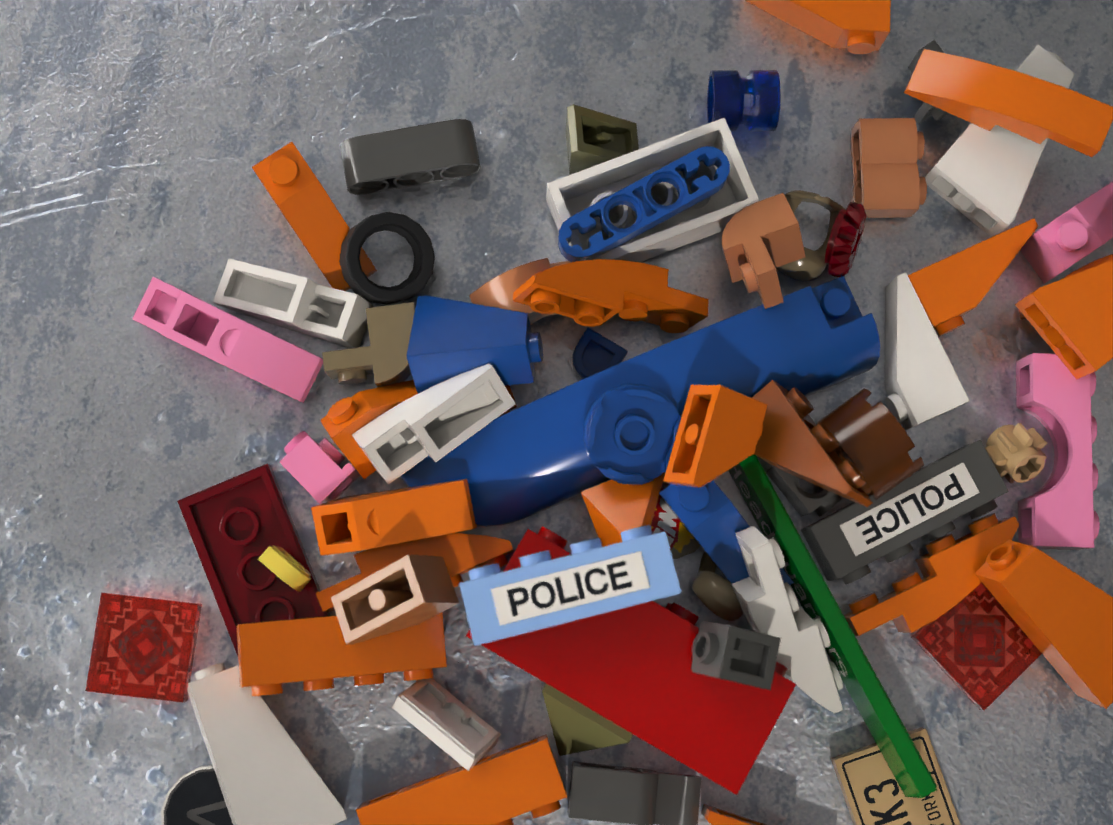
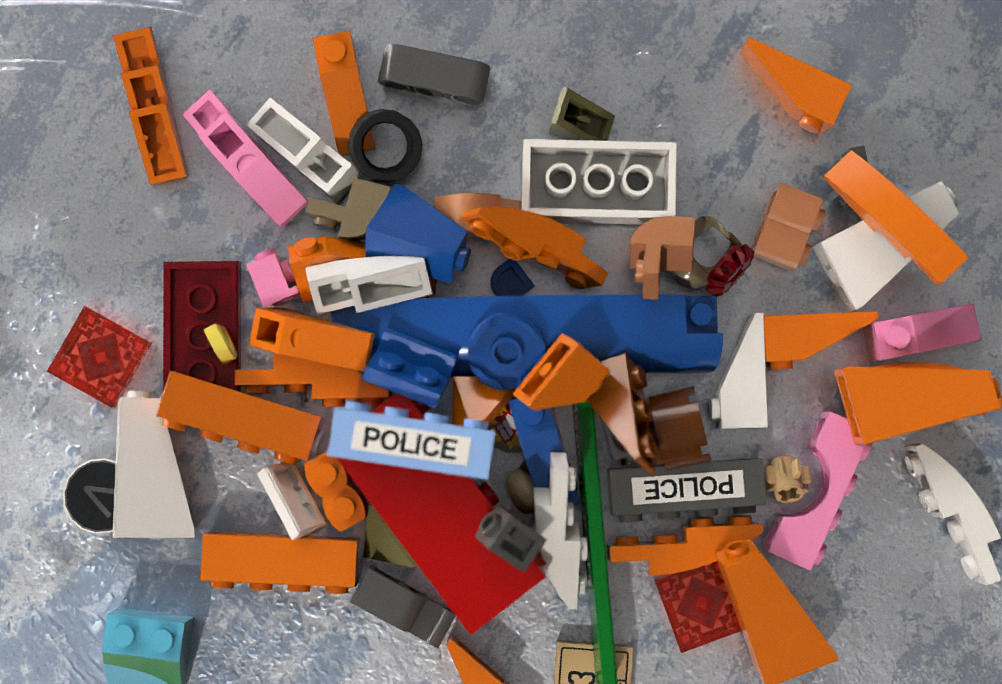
camera: 25 degrees right, 5 degrees up
(89, 324) = (150, 105): none -> orange slope
(395, 598) = (288, 398): medium nougat slope -> none
(507, 696) = (342, 500): none -> orange brick
(527, 500) = (410, 368): none -> blue bracket
(639, 198) = (587, 191): blue beam -> none
(727, 93) = (687, 128): clear blue wheel -> none

